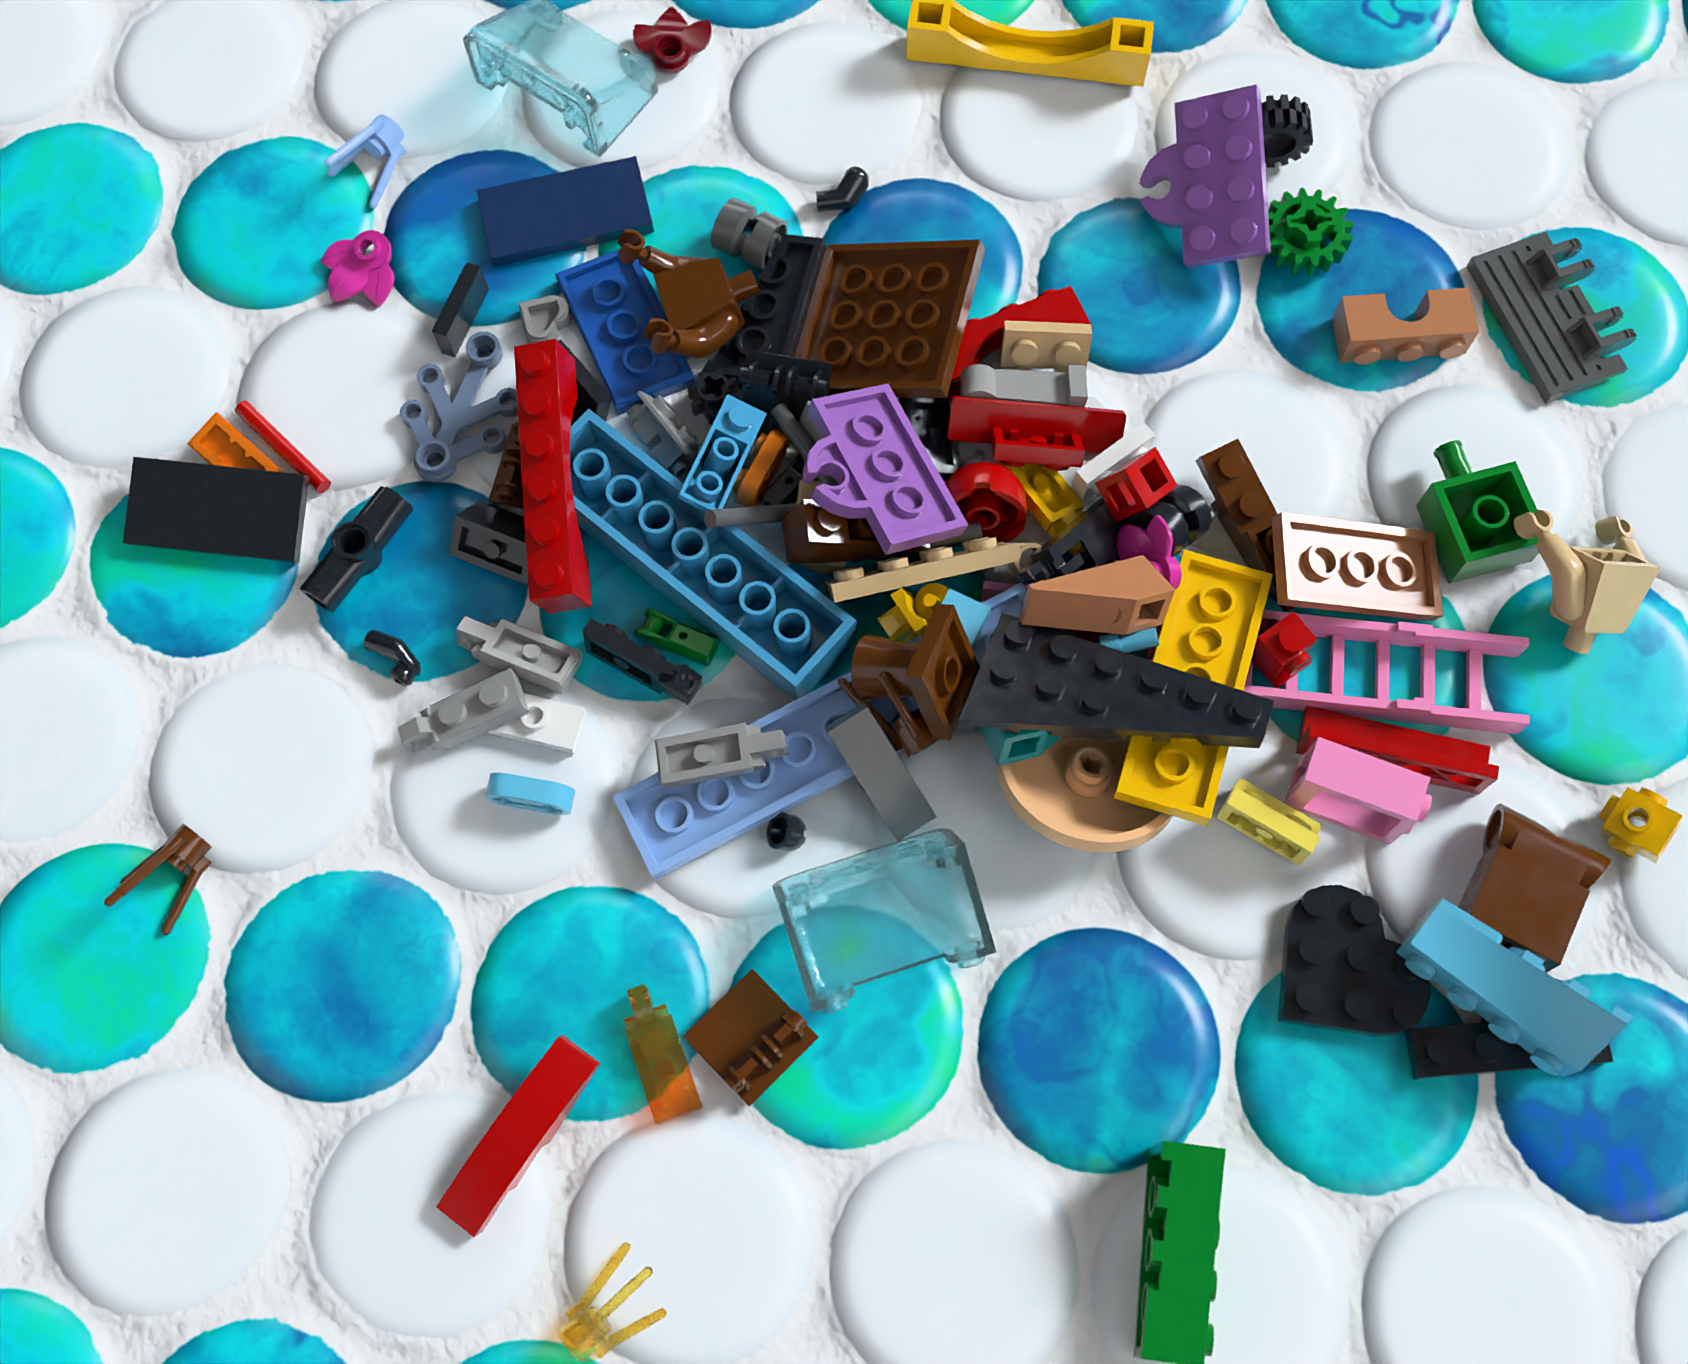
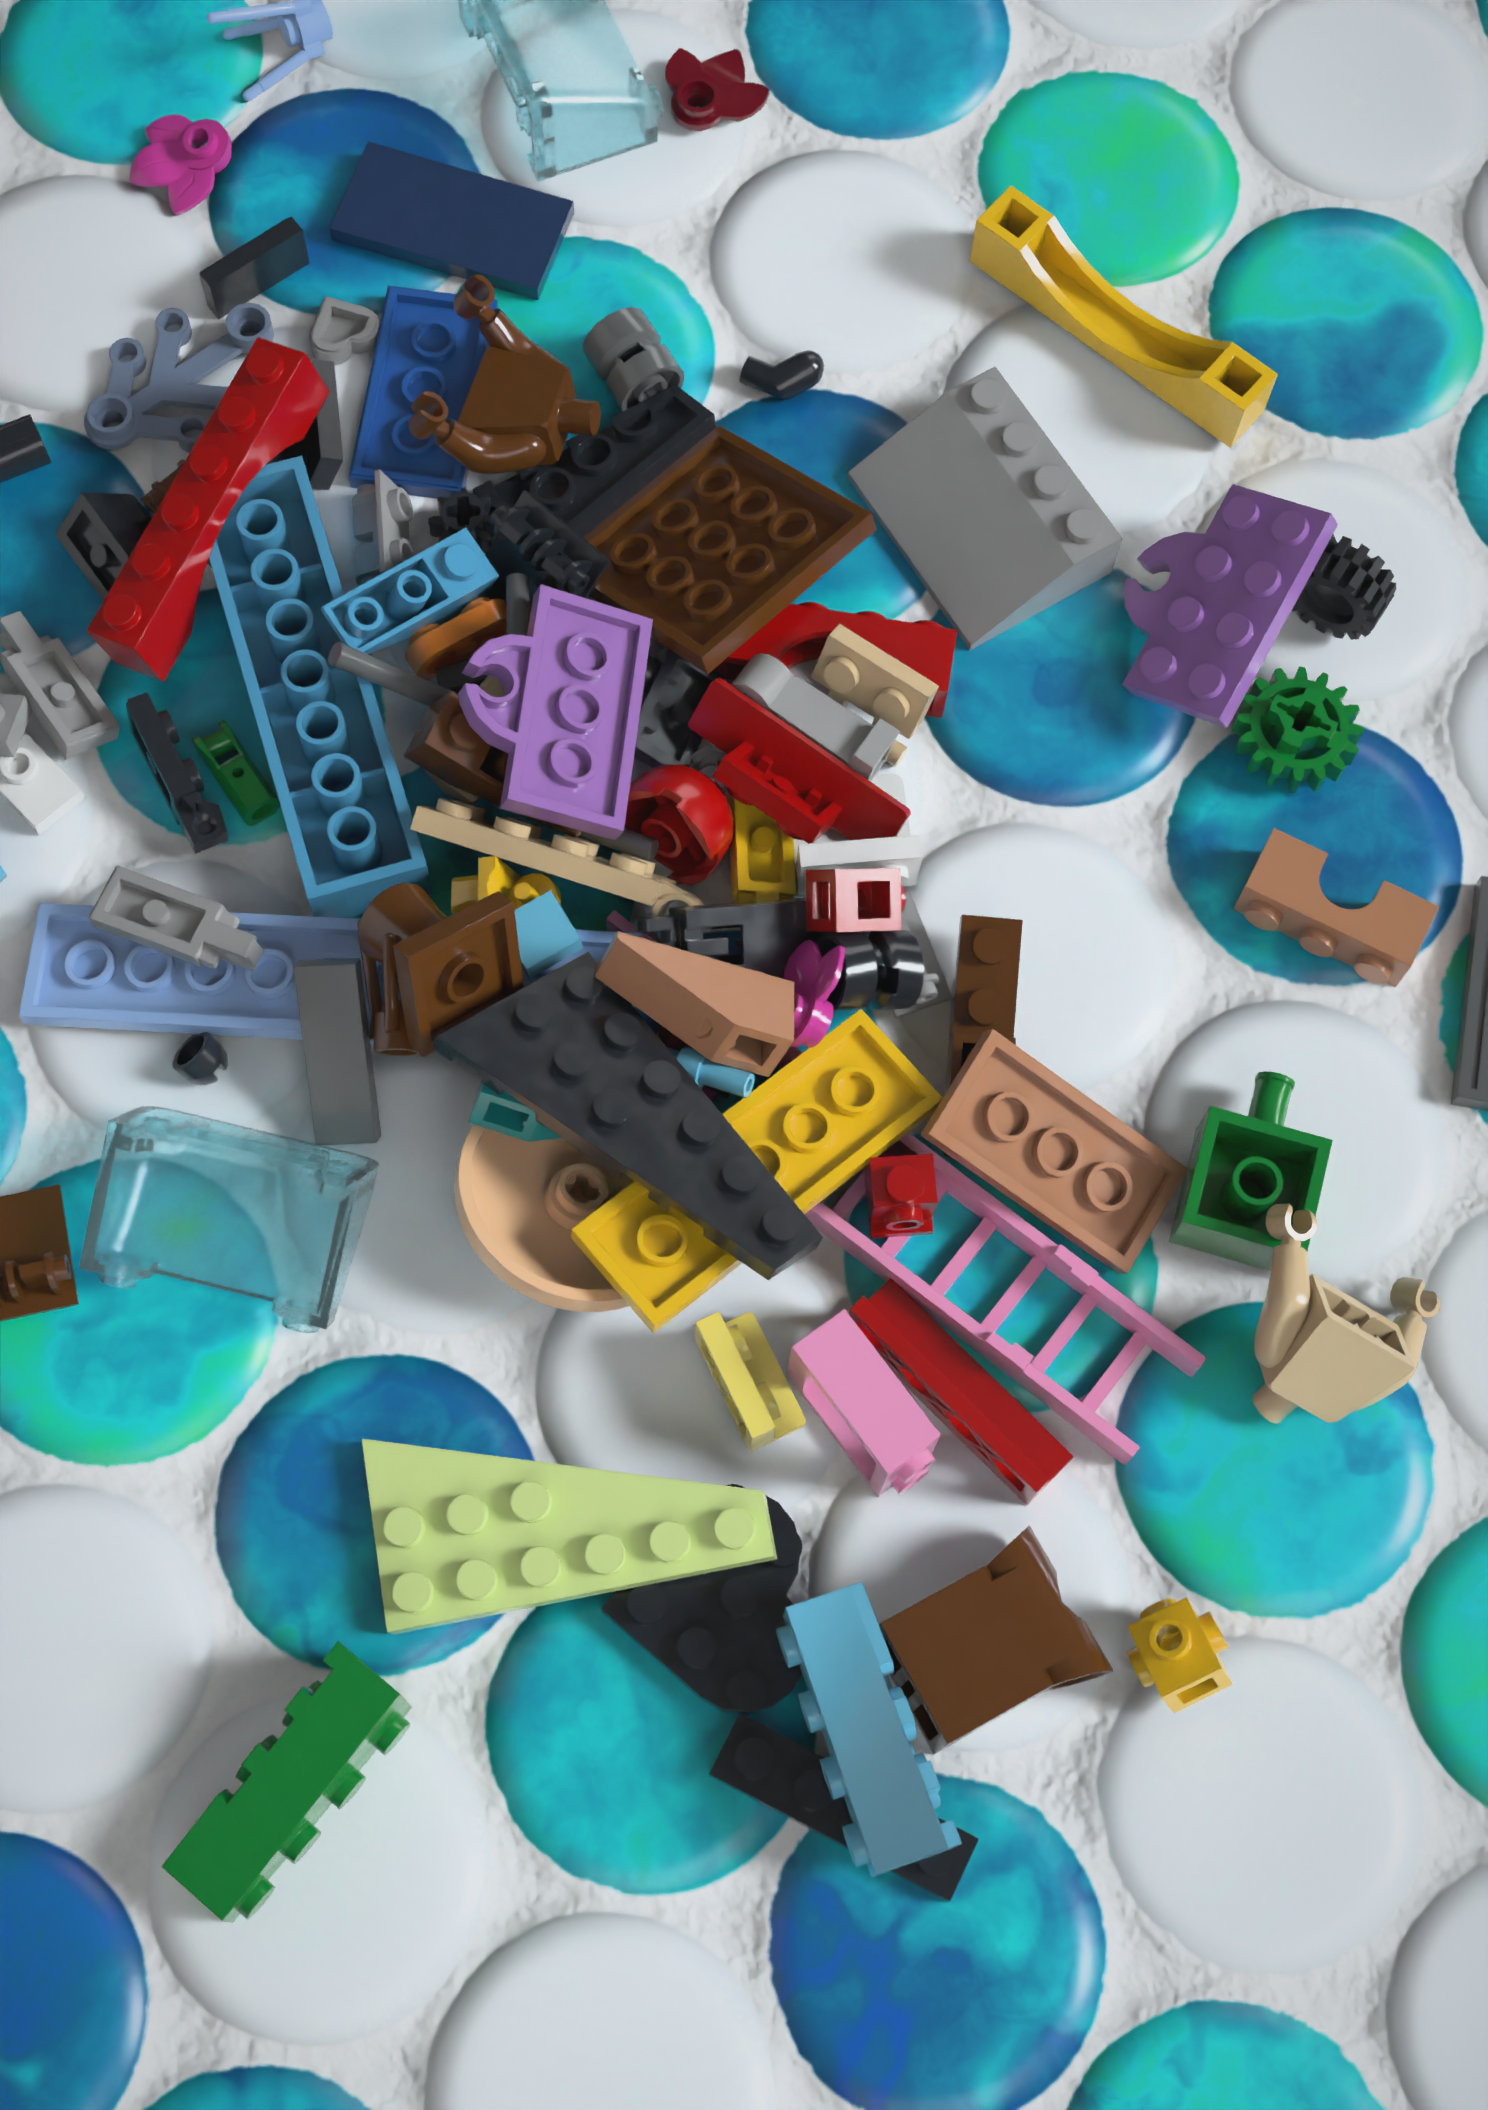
camera: 25 degrees right, 0 degrees up
(1029, 202) = (986, 509): none -> light grey slope
(1197, 1008) = (511, 1534): none -> yellowish green wing

